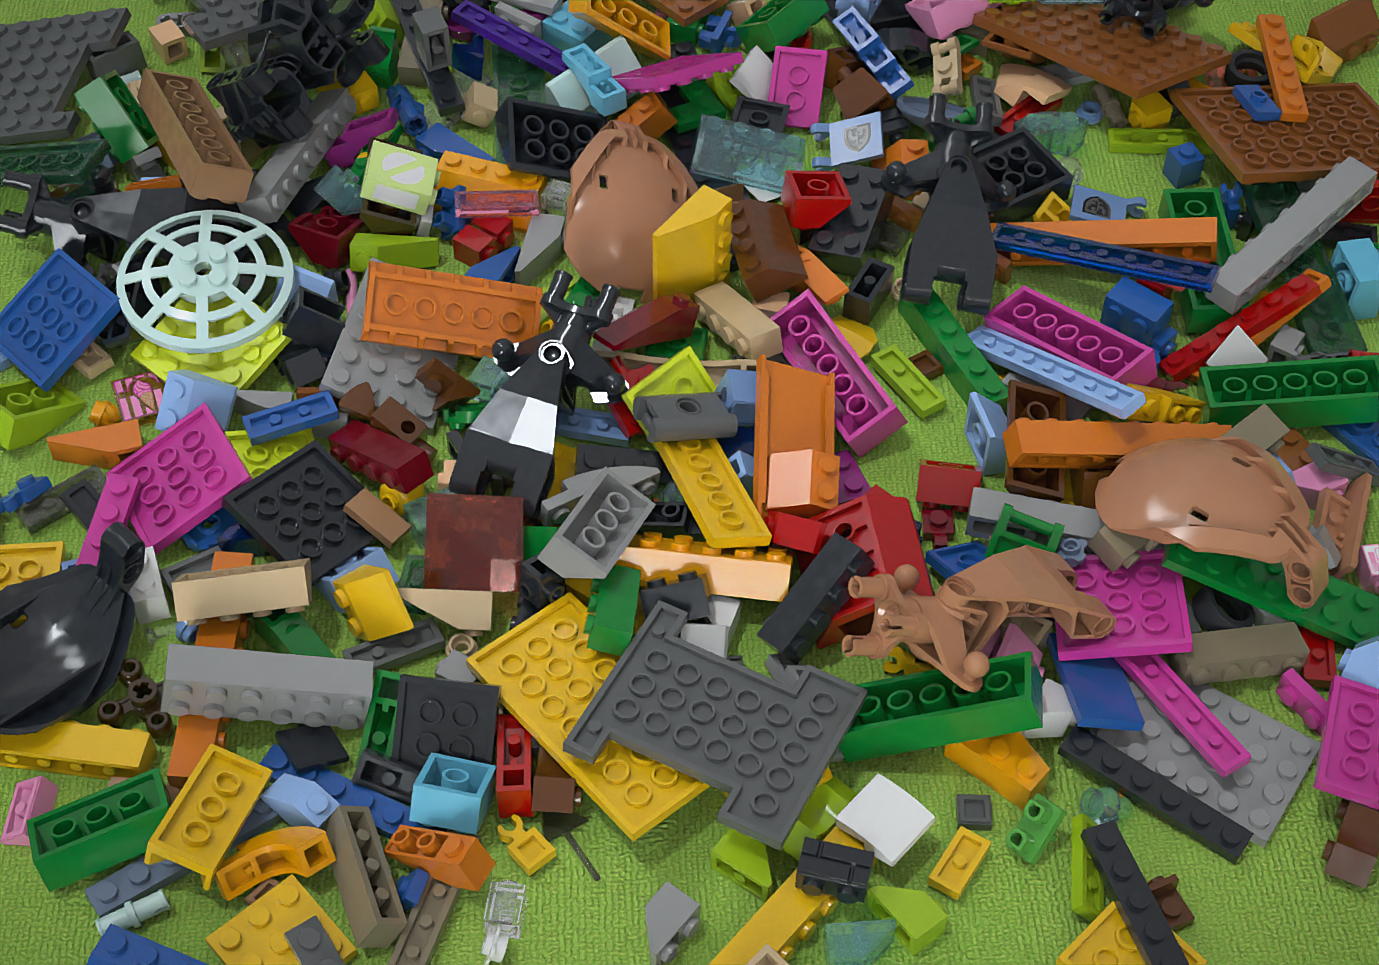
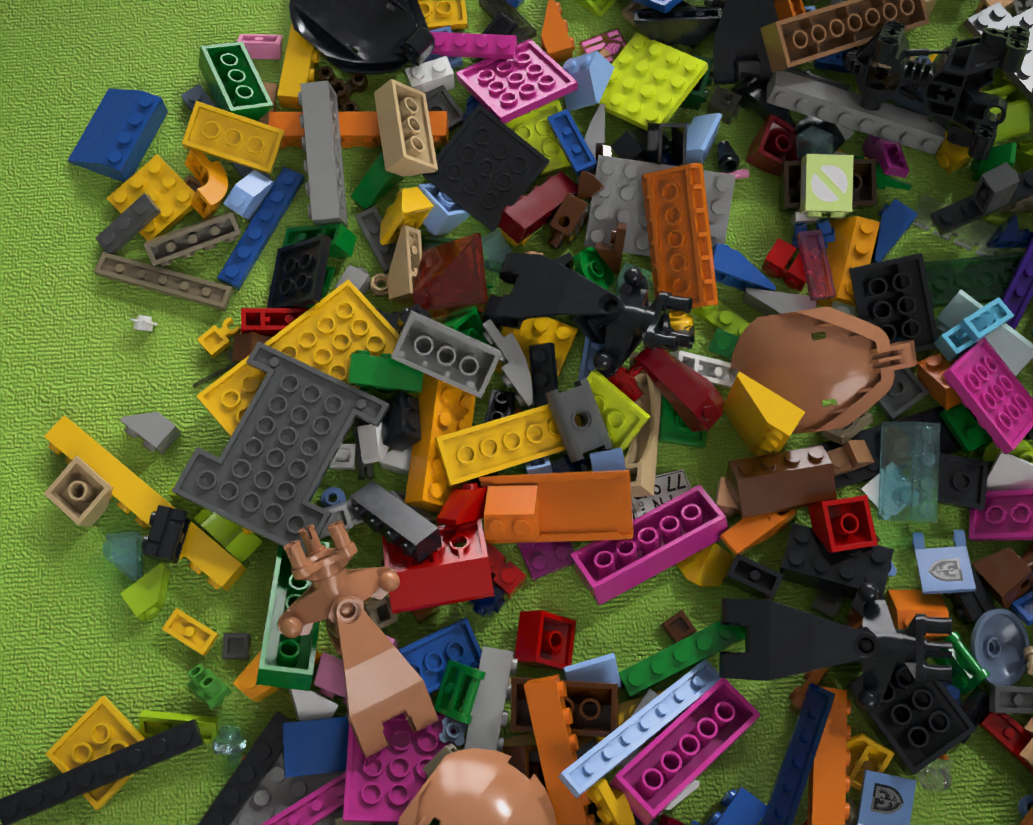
camera: 90 degrees right, 20 degrees up
(104, 413) = (585, 28): light orange plate -> none
(134, 912) = (179, 111): light aqua pin -> none
(205, 288) = (691, 69): light aqua dish -> none
(311, 747) = (293, 197): black piece -> none
(377, 518) = (487, 213): medium nougat tile -> none
(385, 775) = (274, 244): black slope -> none
(393, 249) = (763, 195): lime slope -> none
(410, 111) = (932, 189): blue piece -> none
(411, 887) = (185, 267): blue plate -> none
(444, 855) = (199, 281): orange slope -> none
(452, 793) = (248, 282): medium azure brick -> none
(480, 104) = (949, 247): tan brick -> none
(506, 908) = (169, 327): clear brick -> none
(738, 322) = (699, 465): tan brick -> none
(885, 819) = (208, 572): white slope -> none
(908, 381) = (657, 611): lime plate -> none
(937, 526) = (502, 631): dark red plate -> none
(1056, 131) = (989, 761): clear light blue brick -> none
(1170, 902) = (148, 786): reddish brown bracket -> none

